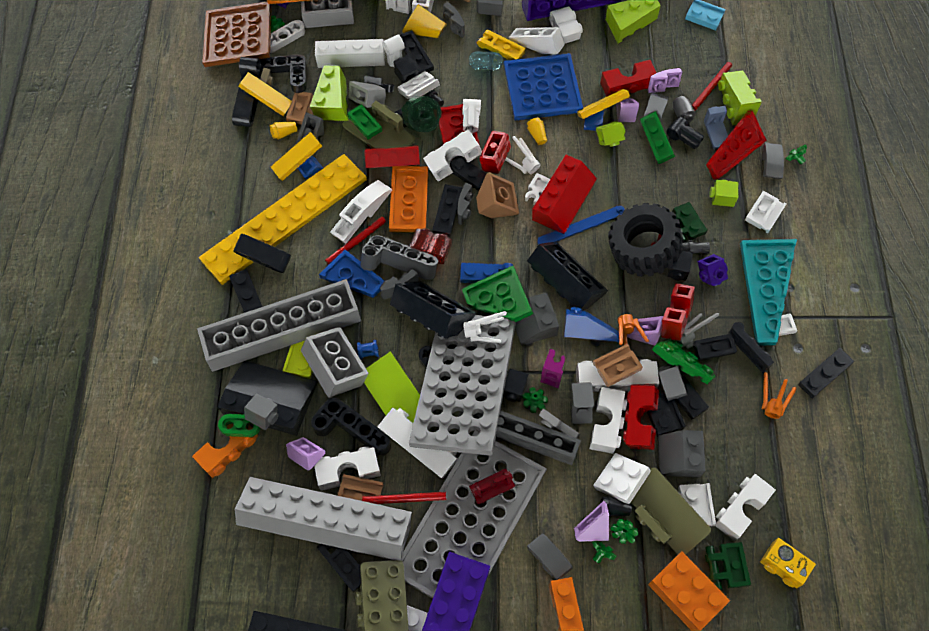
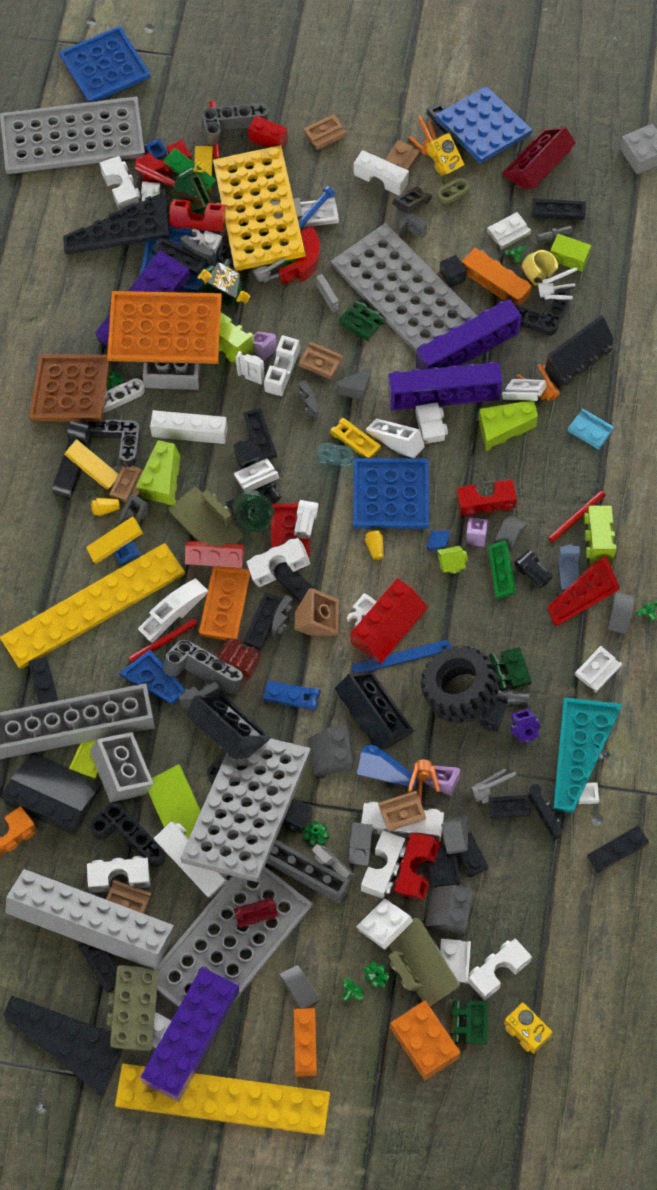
camera: 10 degrees right, 0 degrees up
(239, 426) = (21, 816): green plate -> none
(261, 411) = (43, 807): dark grey brick -> none
(262, 253) = (65, 643): black beam -> none
(266, 77) = (94, 445): dark tan plate -> none
(304, 452) = (79, 853): lavender slope -> none
(364, 122) = (191, 510): green plate -> none
(366, 93) = (199, 478): light grey slope -> none
(367, 349) = (157, 758): blue bush -> none
(378, 81) = (209, 469): black plate -> none
(393, 49) = (235, 430): white piece -> none
(402, 498) = (170, 911): red bar -> none
(424, 23) = (275, 402): yellow slope -> none
(473, 328) = (265, 753): white plant -> none
(495, 152) = (324, 564): red brick -> none
(499, 294) = (299, 722): green plate -> none
(529, 163) = (360, 580): white plant -> none
(552, 370) = (335, 808): magenta hinge -> none
(594, 526) = (348, 965): lavender slope -> none
(603, 103) = (451, 524): yellow tile -> none
(616, 507) = (370, 950): black cone -> none
(664, 79) = (526, 503): lavender slope -> none
(672, 353) = (463, 807): green plate -> none
(677, 315) = (471, 773): red arch -> none
(683, 108) = (538, 541): flat silver brick -> none
(724, 193) = (558, 642): lime brick -> none
(774, 407) = (554, 877): orange plant -> none

